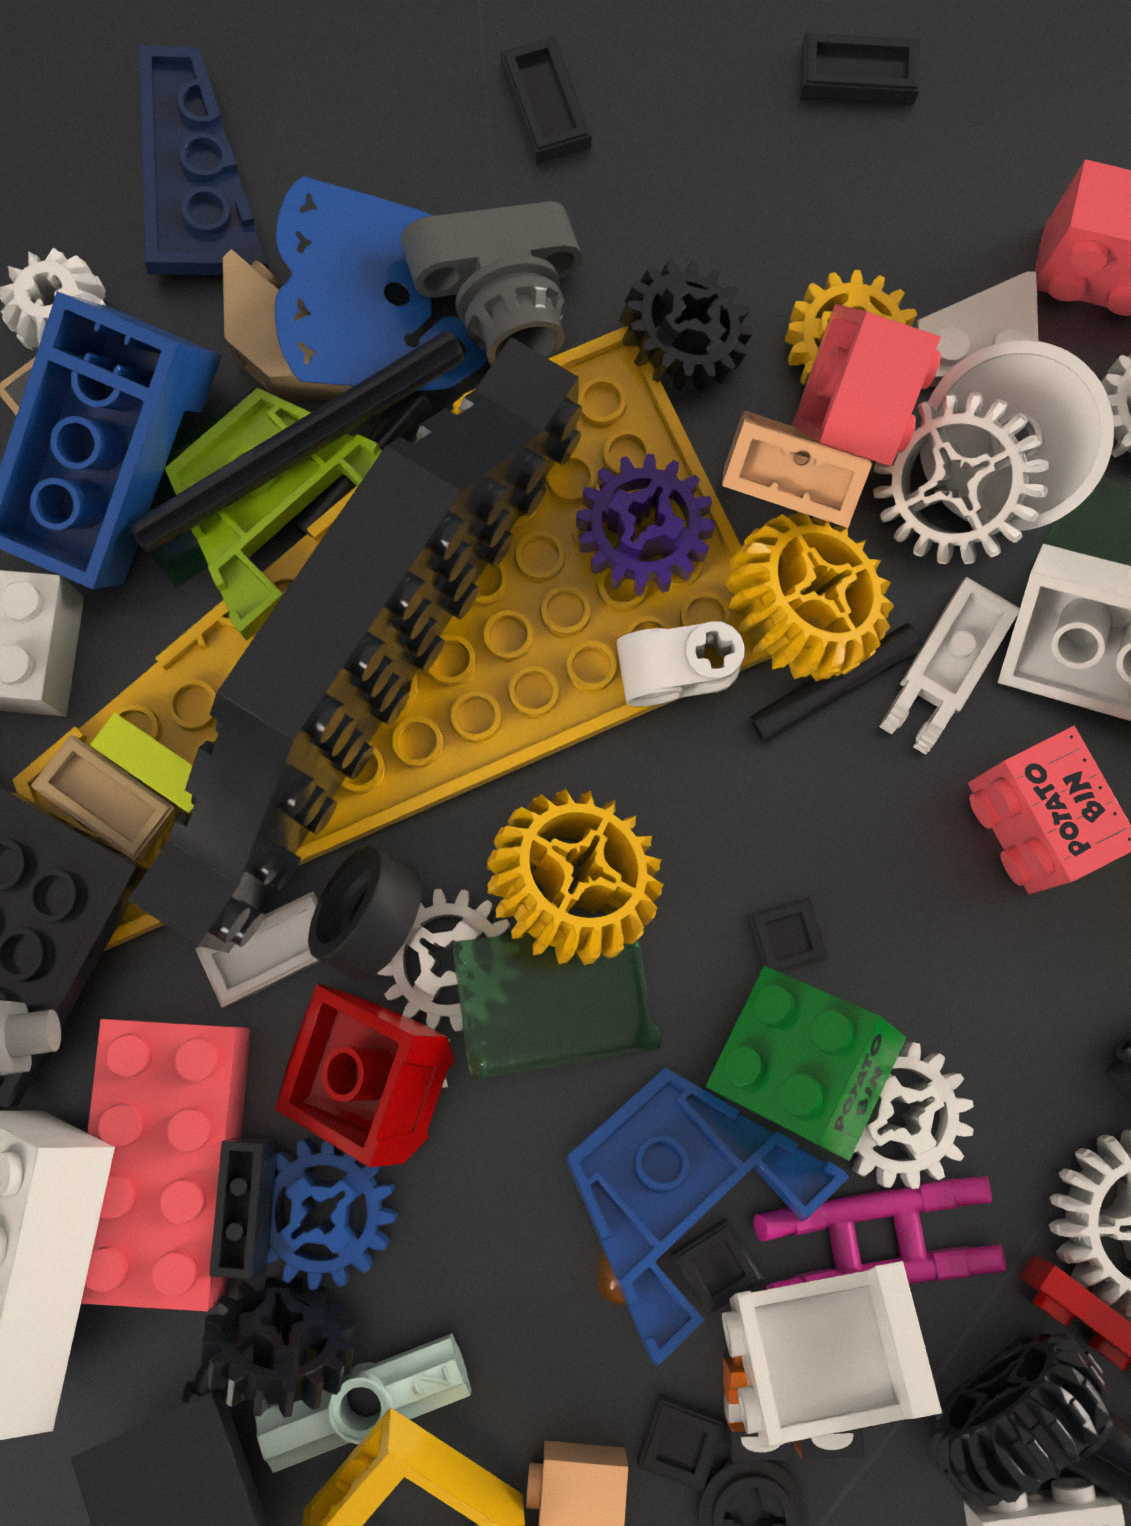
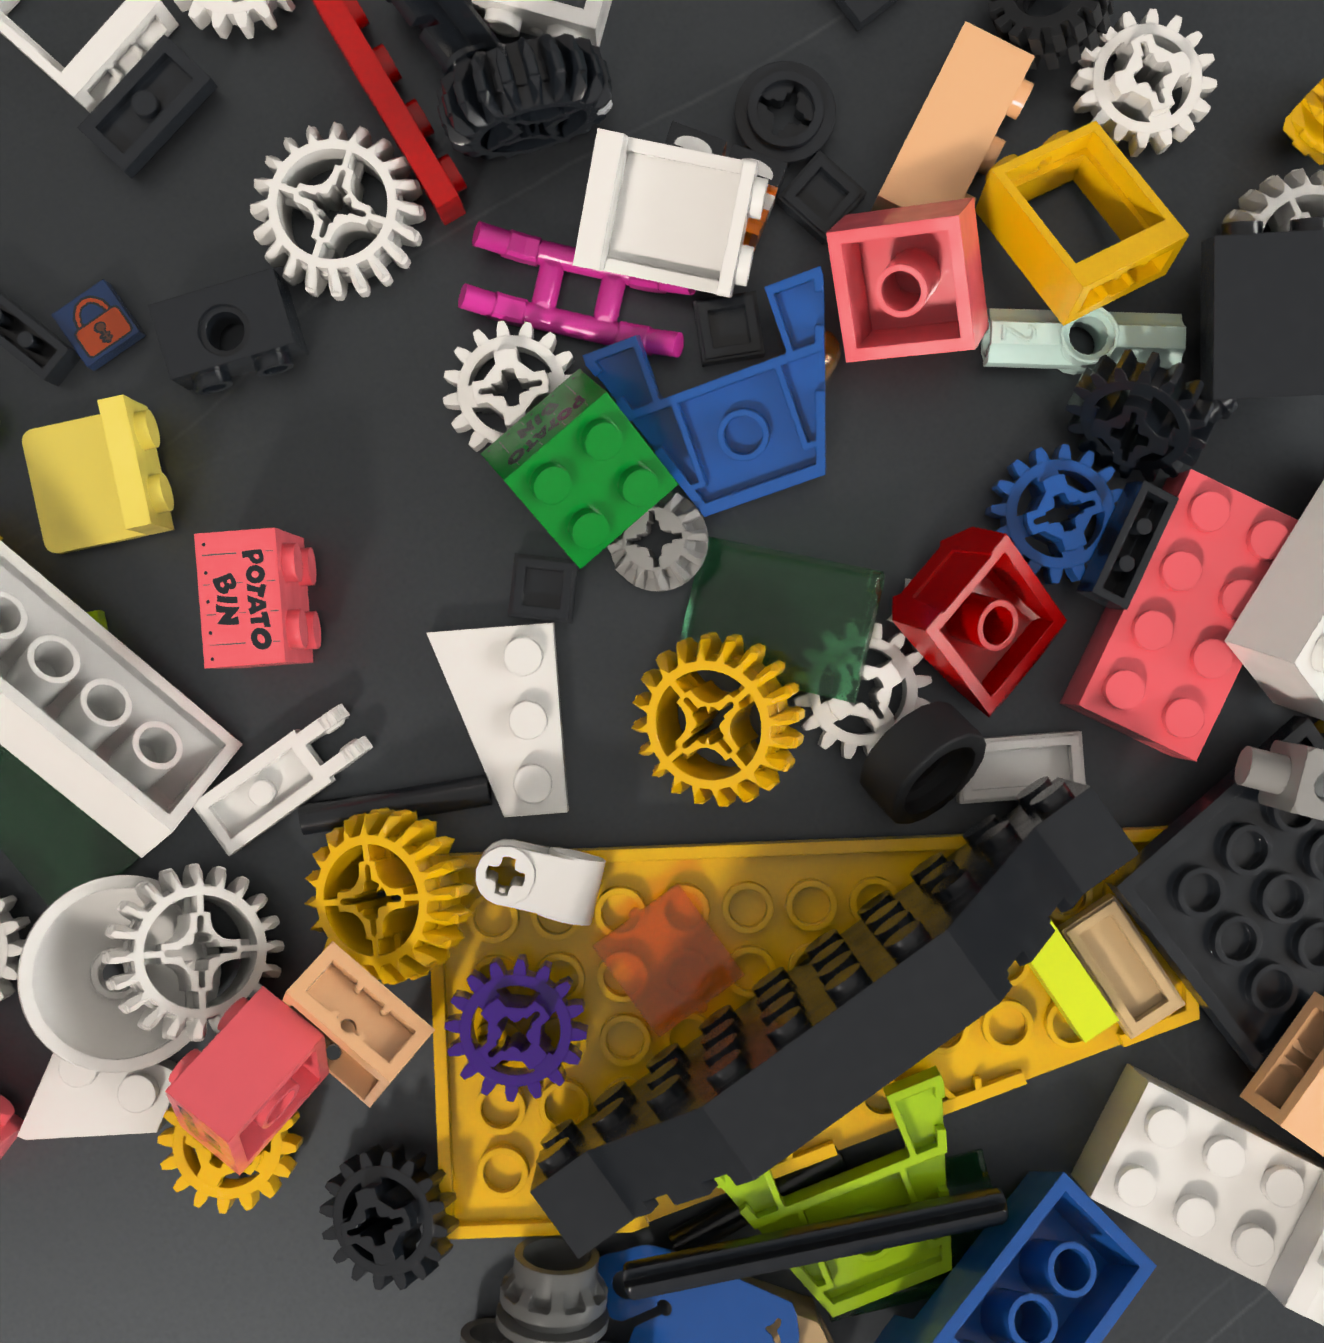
camera: 155 degrees left, 10 degrees up
(530, 639) = (668, 960): none -> clear orange piece
(563, 1389) = (909, 280): none -> coral brick
(672, 1016) = (678, 560): none -> light grey gear
(767, 811) = (512, 710): none -> white wing

